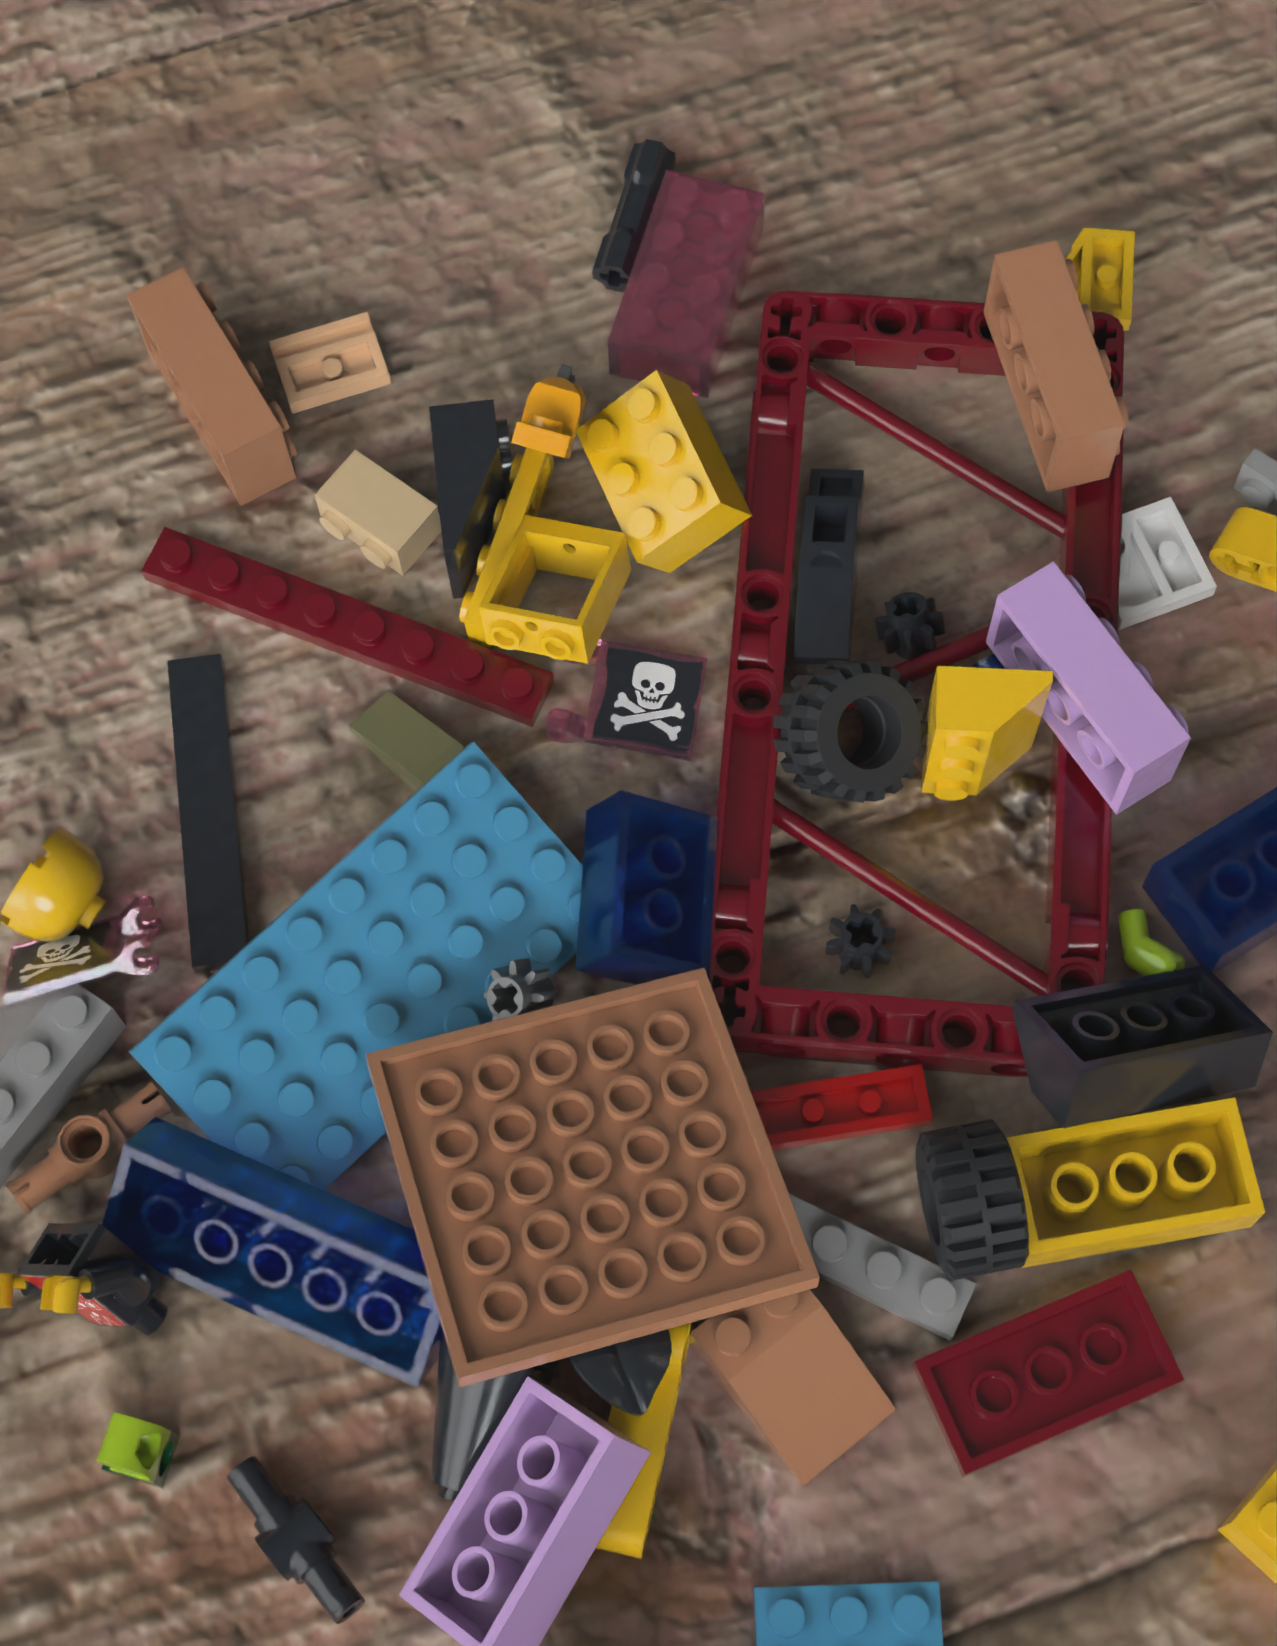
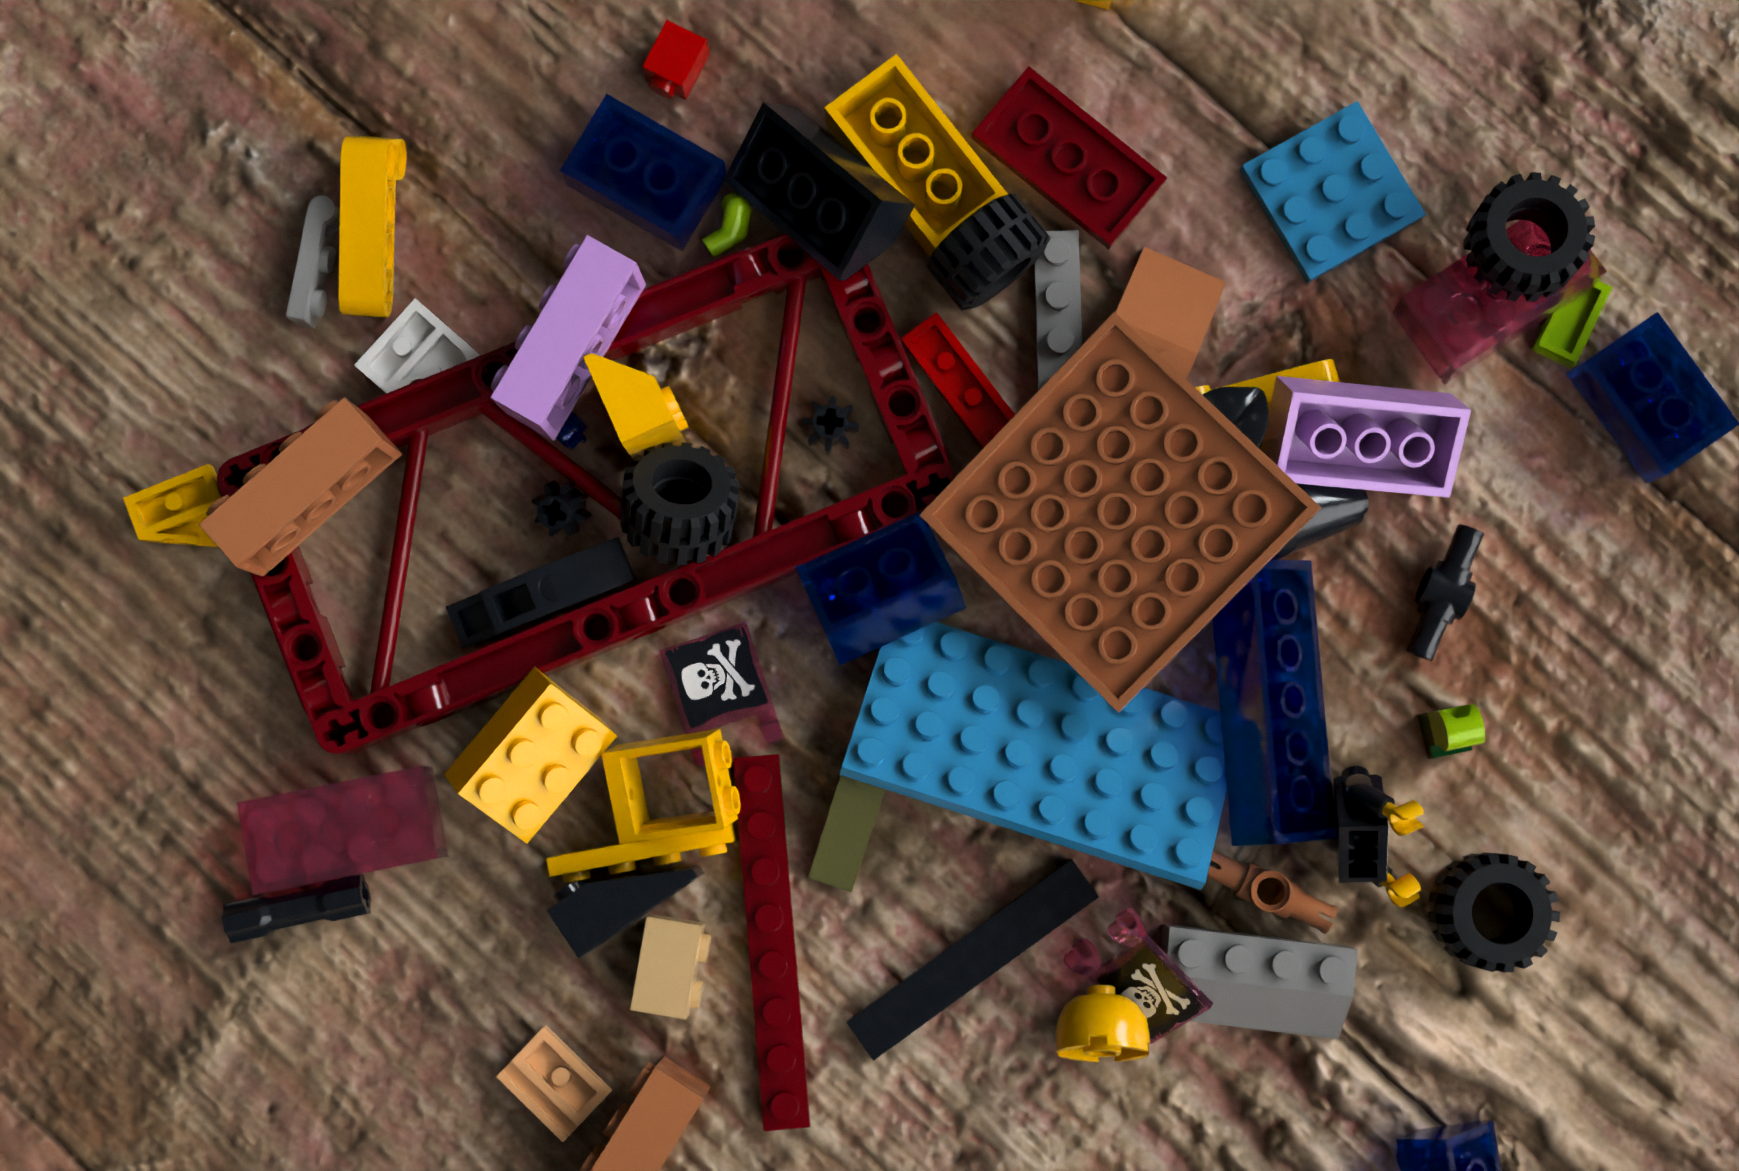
camera: 120 degrees left, 15 degrees up
(519, 990) = (1005, 636): dark grey gear -> none
(552, 415) = (537, 859): light orange plate -> none

